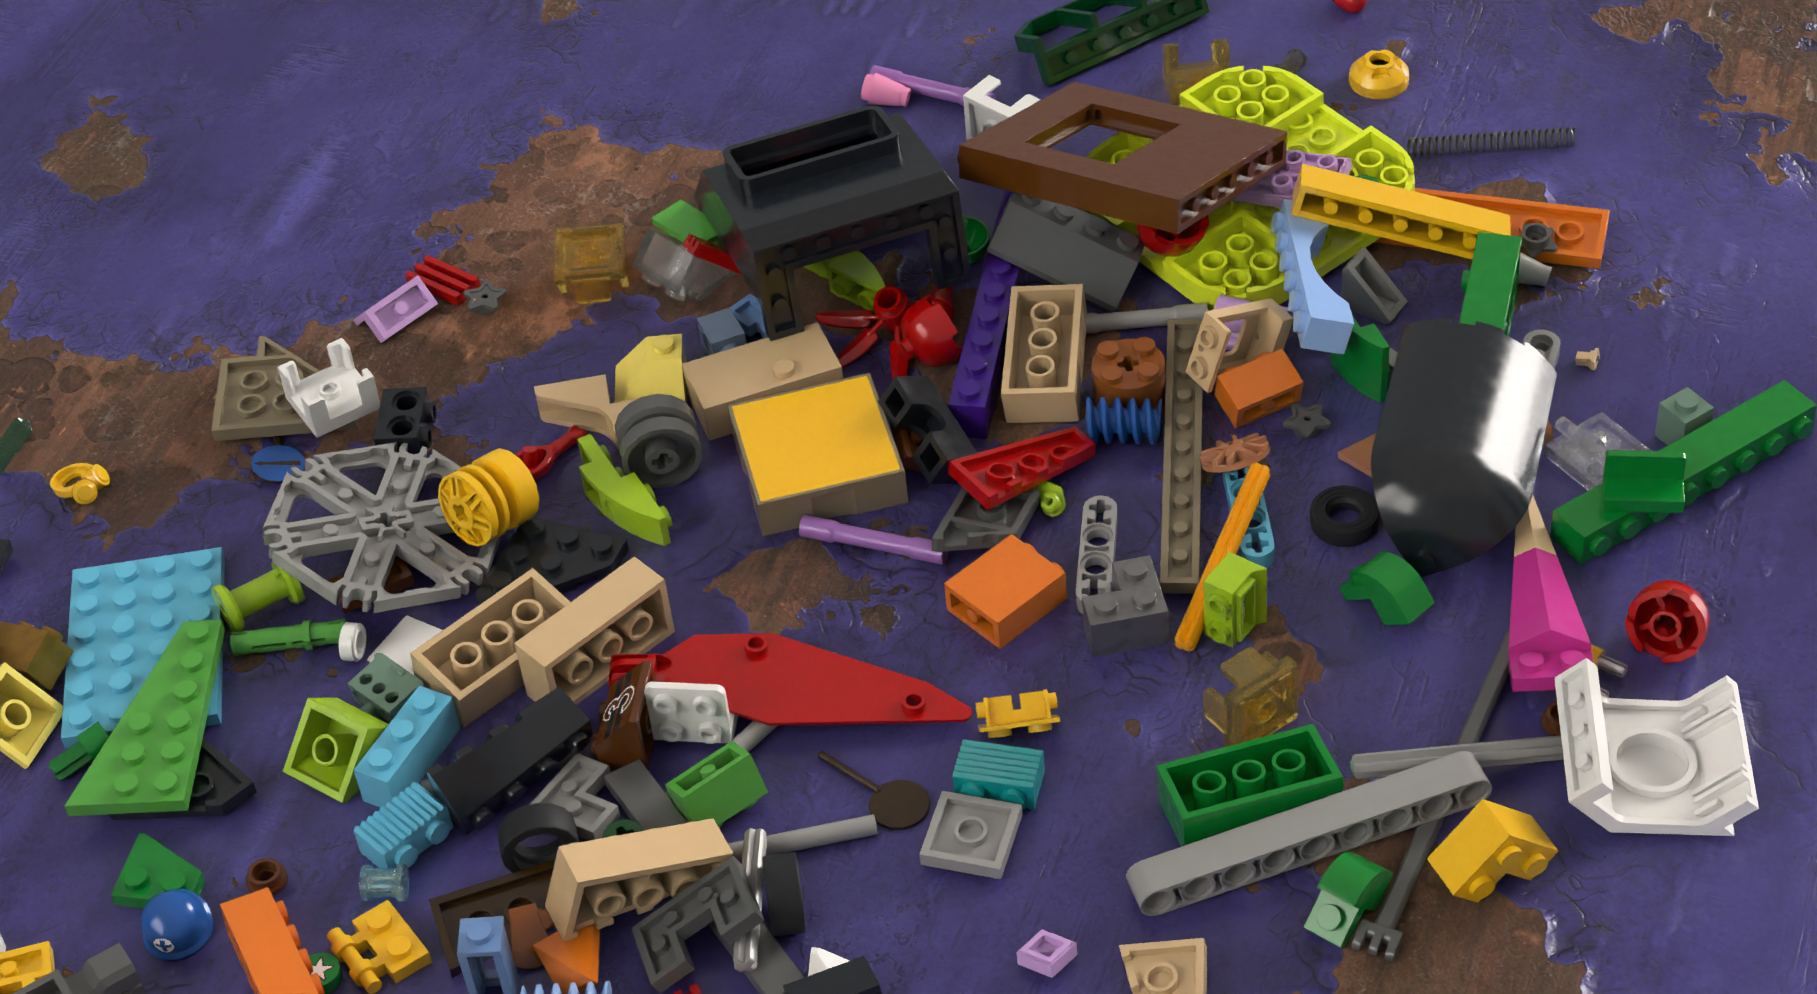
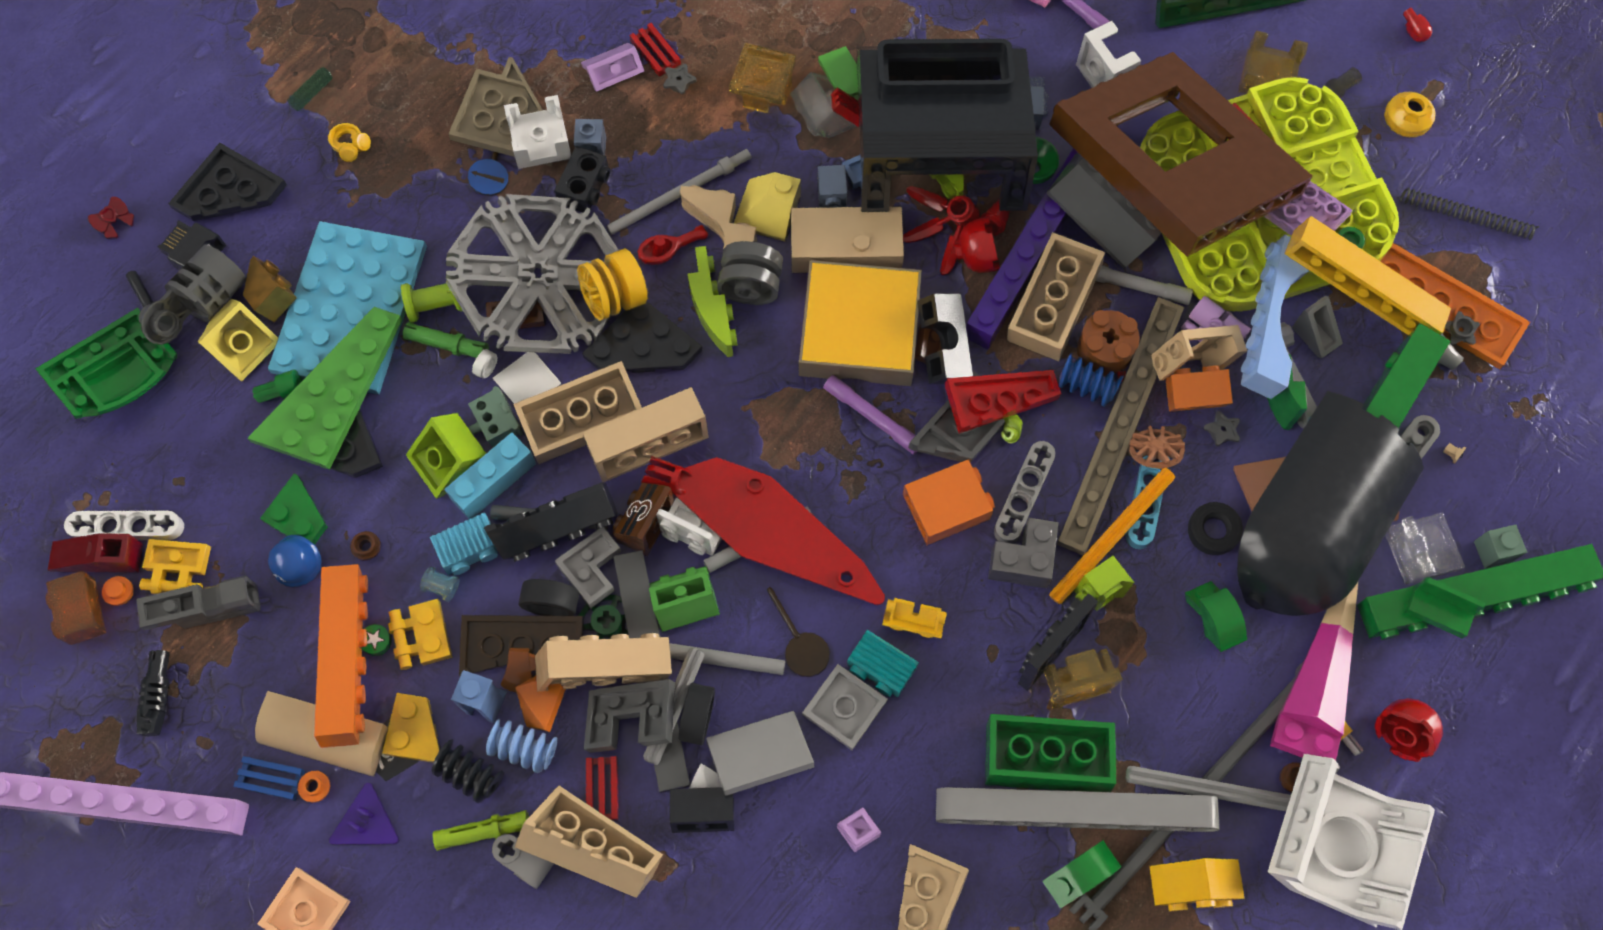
camera: 15 degrees right, 25 degrees up
(395, 372) = (590, 135): none -> sand blue brick
(577, 363) = (723, 167): none -> light grey bar
(883, 912) = (759, 753): none -> light grey tile
(1199, 661) = (1056, 640): none -> black plate

